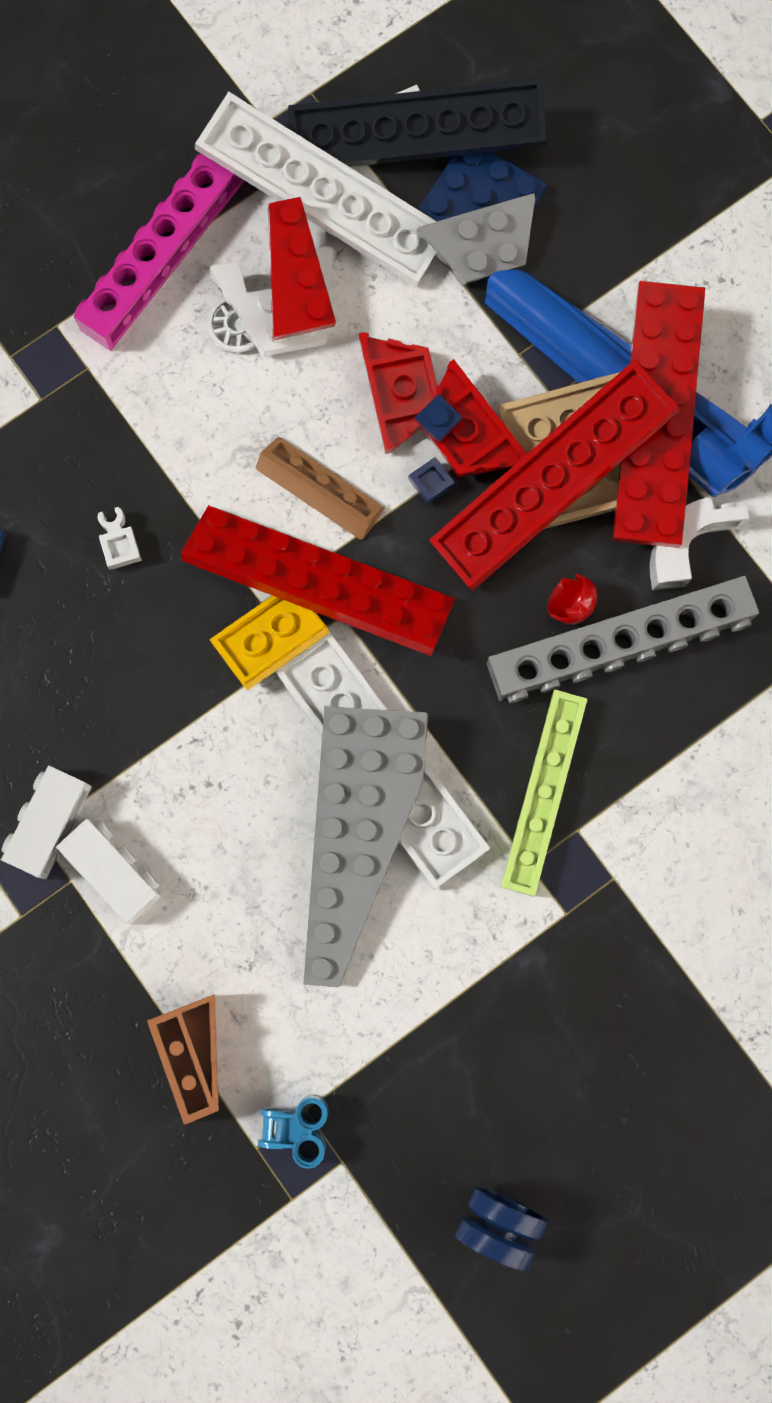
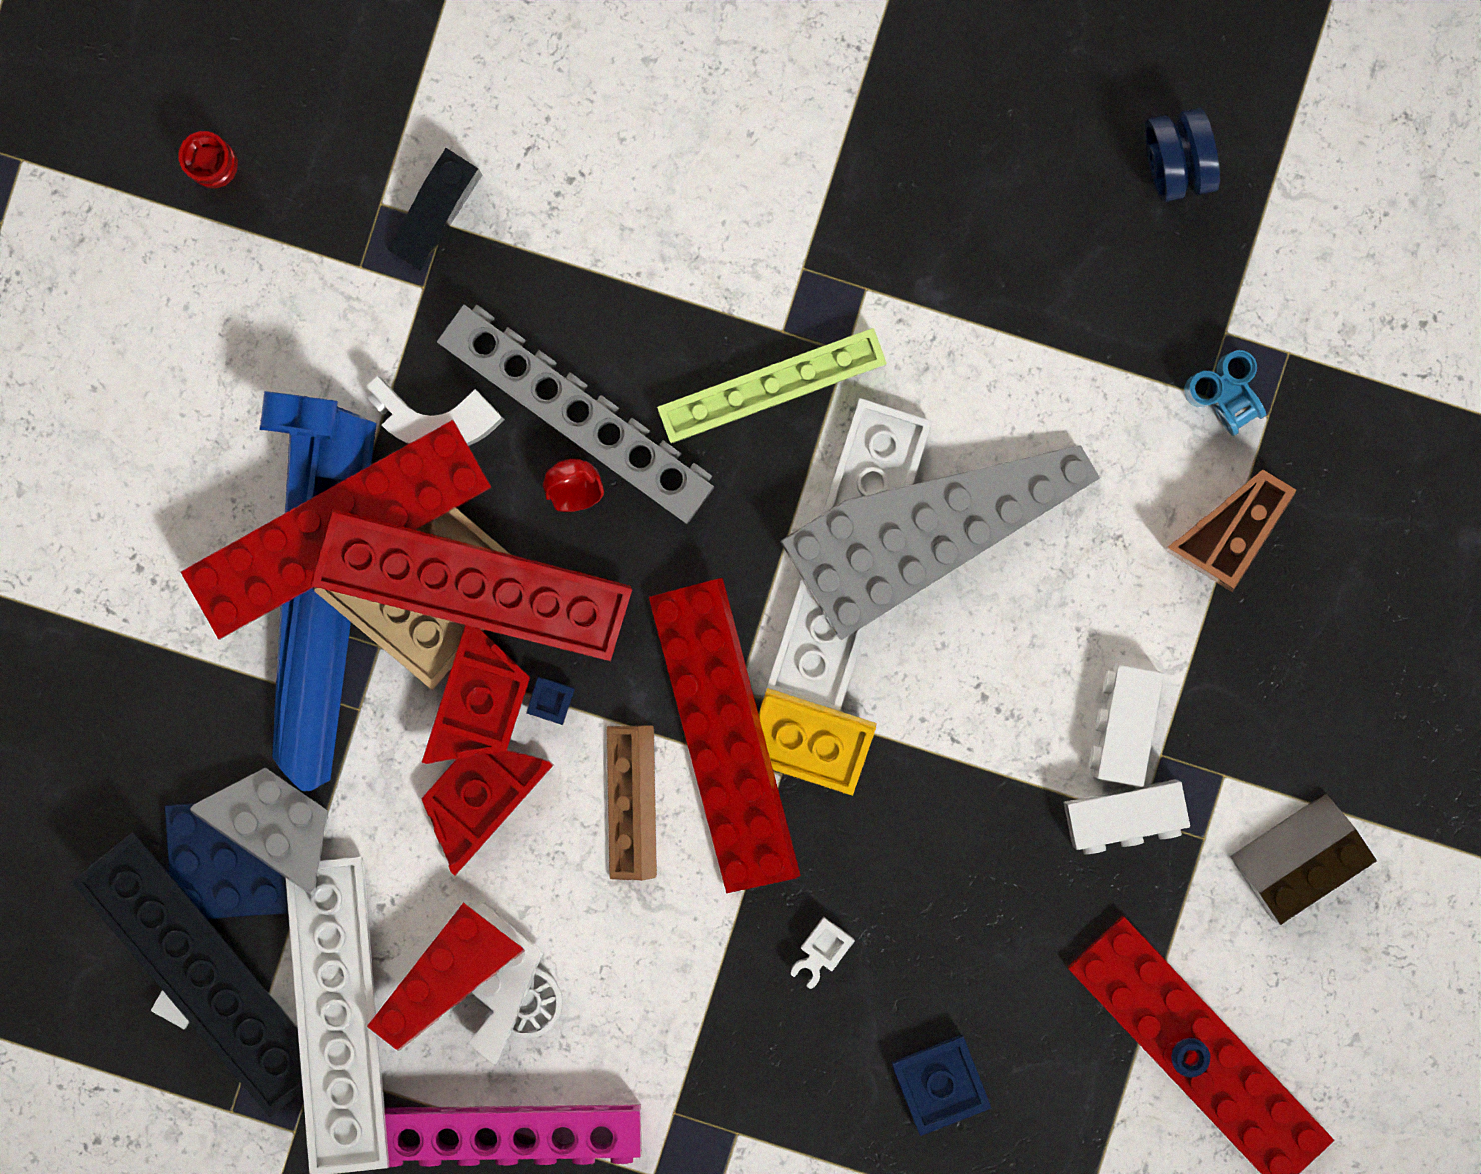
camera: 125 degrees left, 10 degrees up
(438, 418) = (492, 733): dark blue plate -> none

